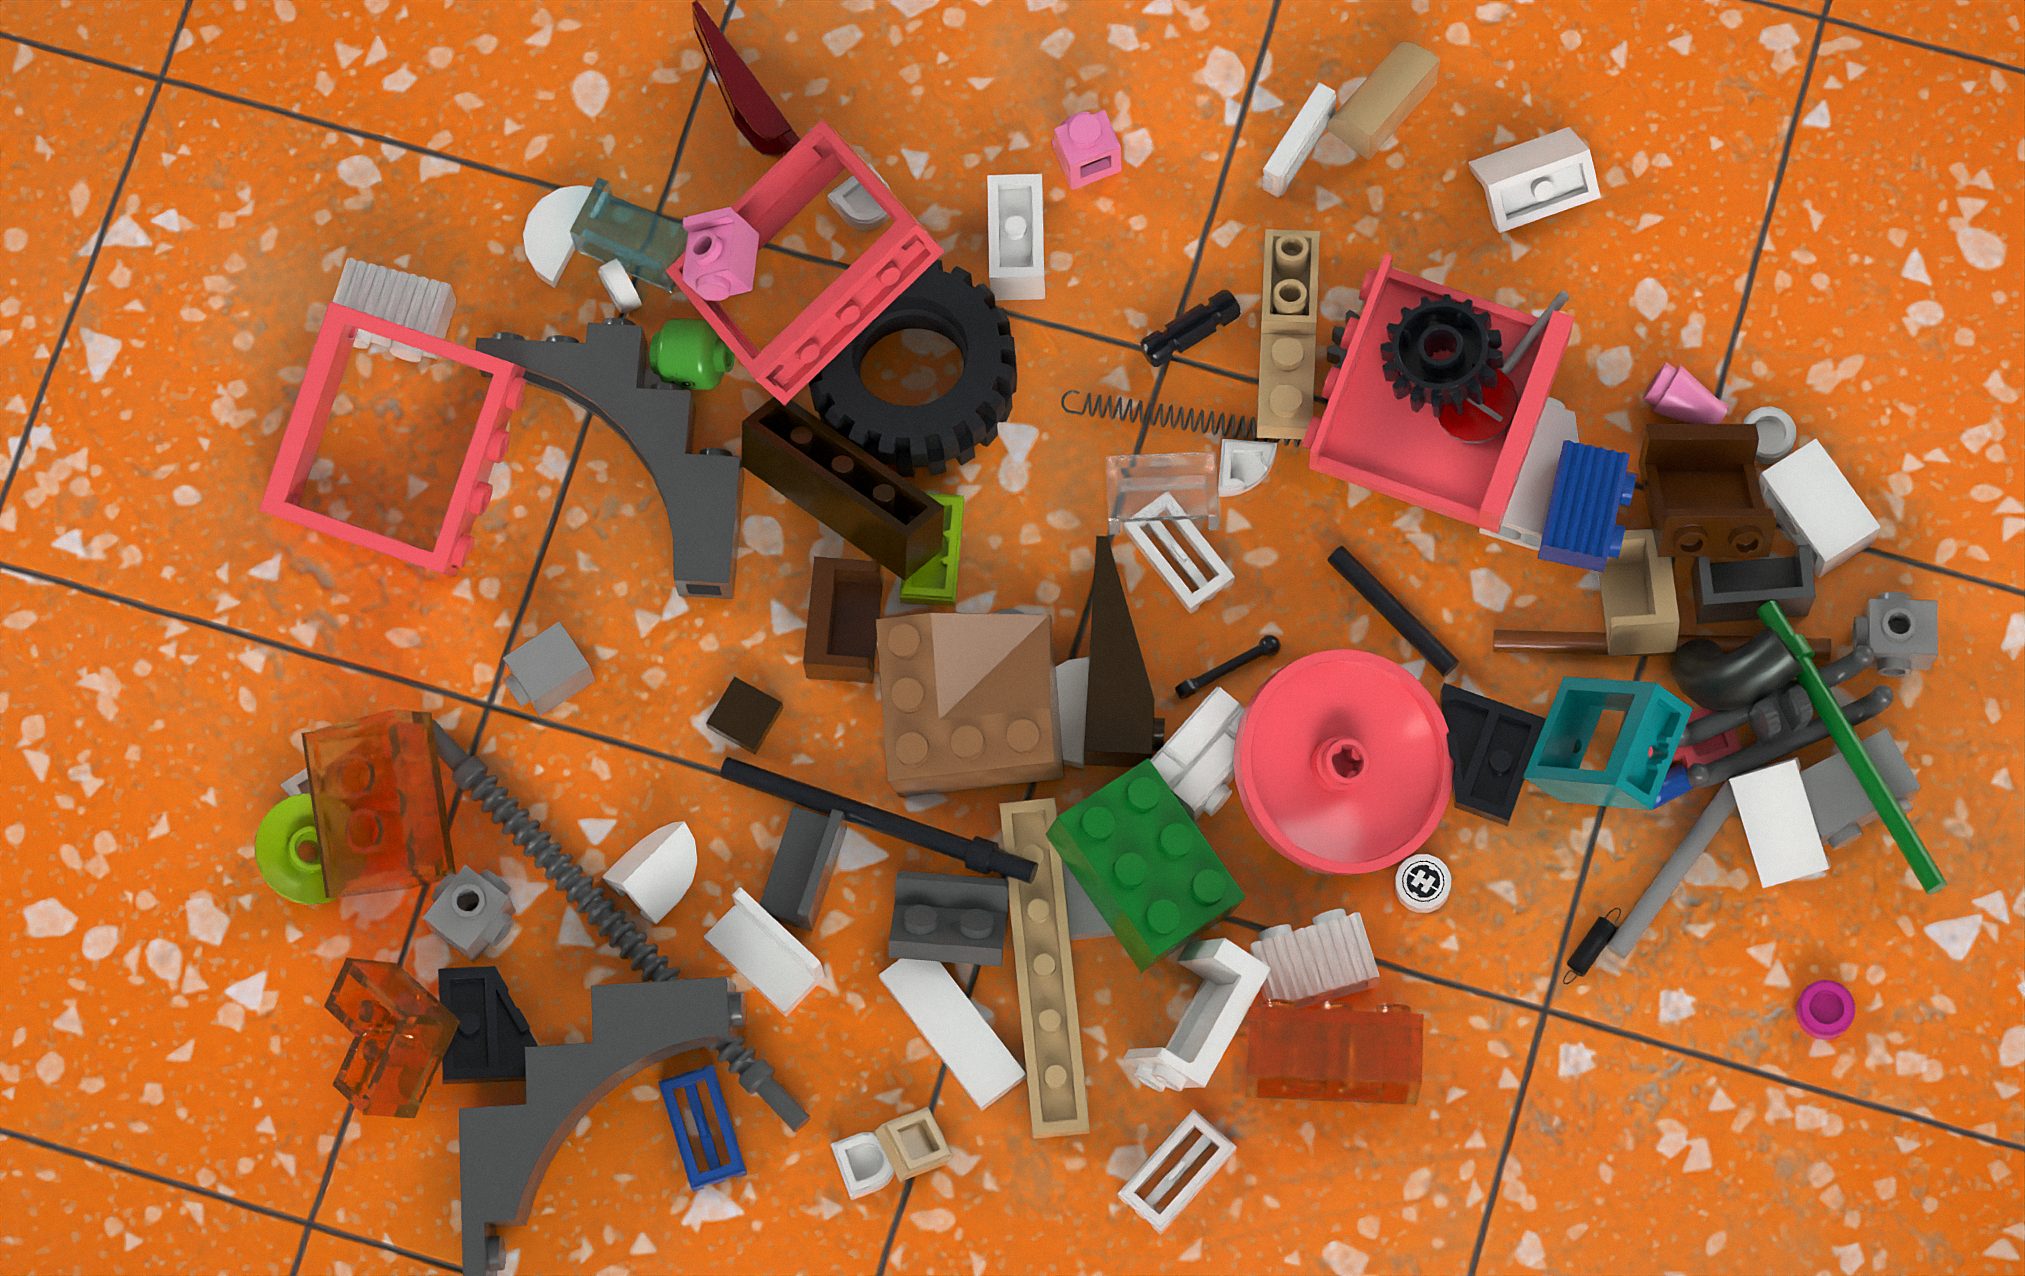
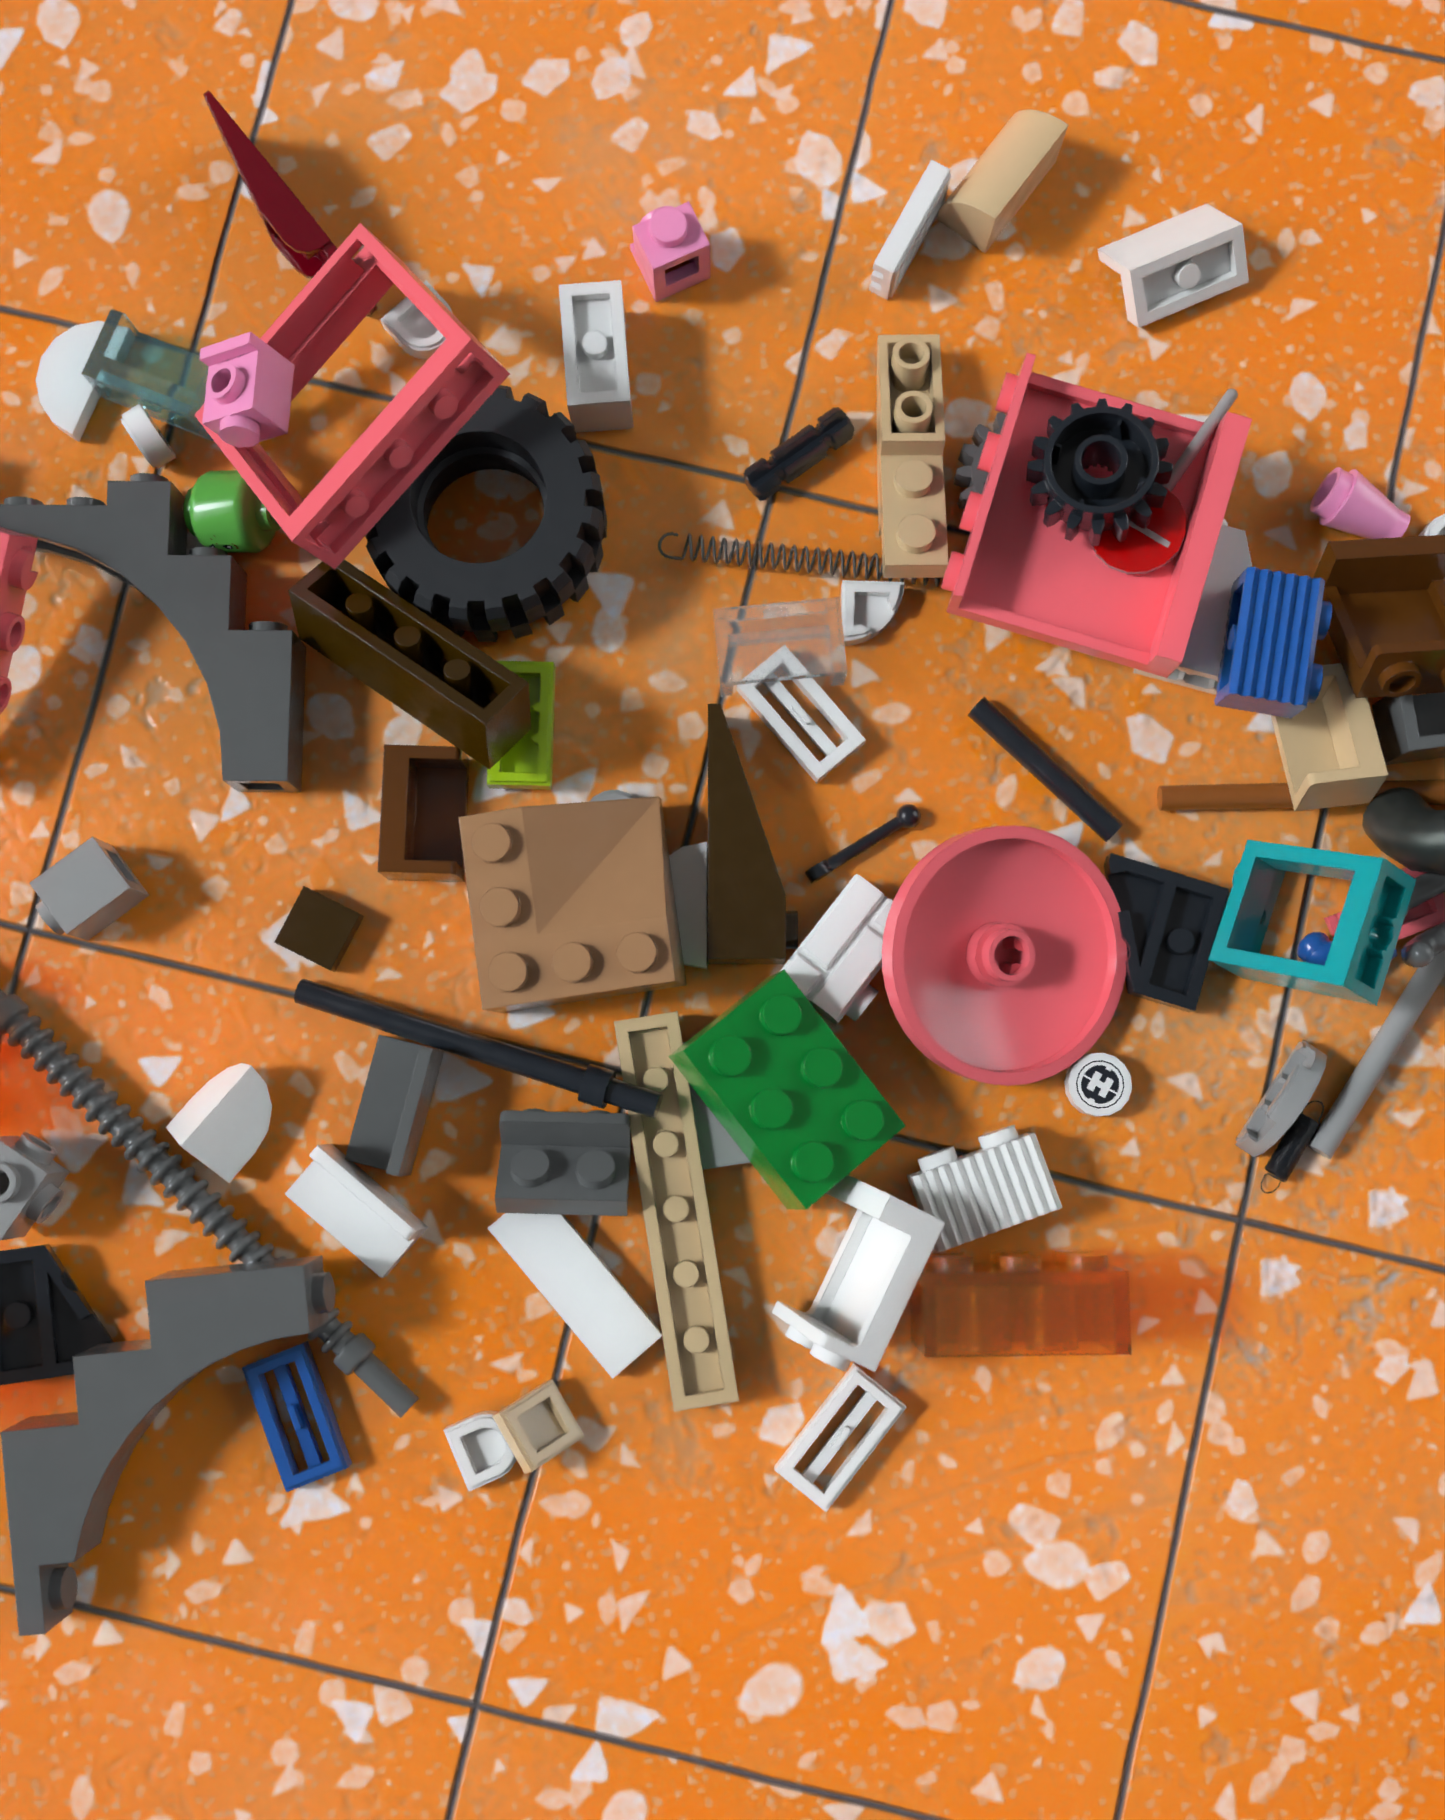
camera: 10 degrees left, 10 degrees up
(1583, 904) = (1283, 1099): none -> light grey tile

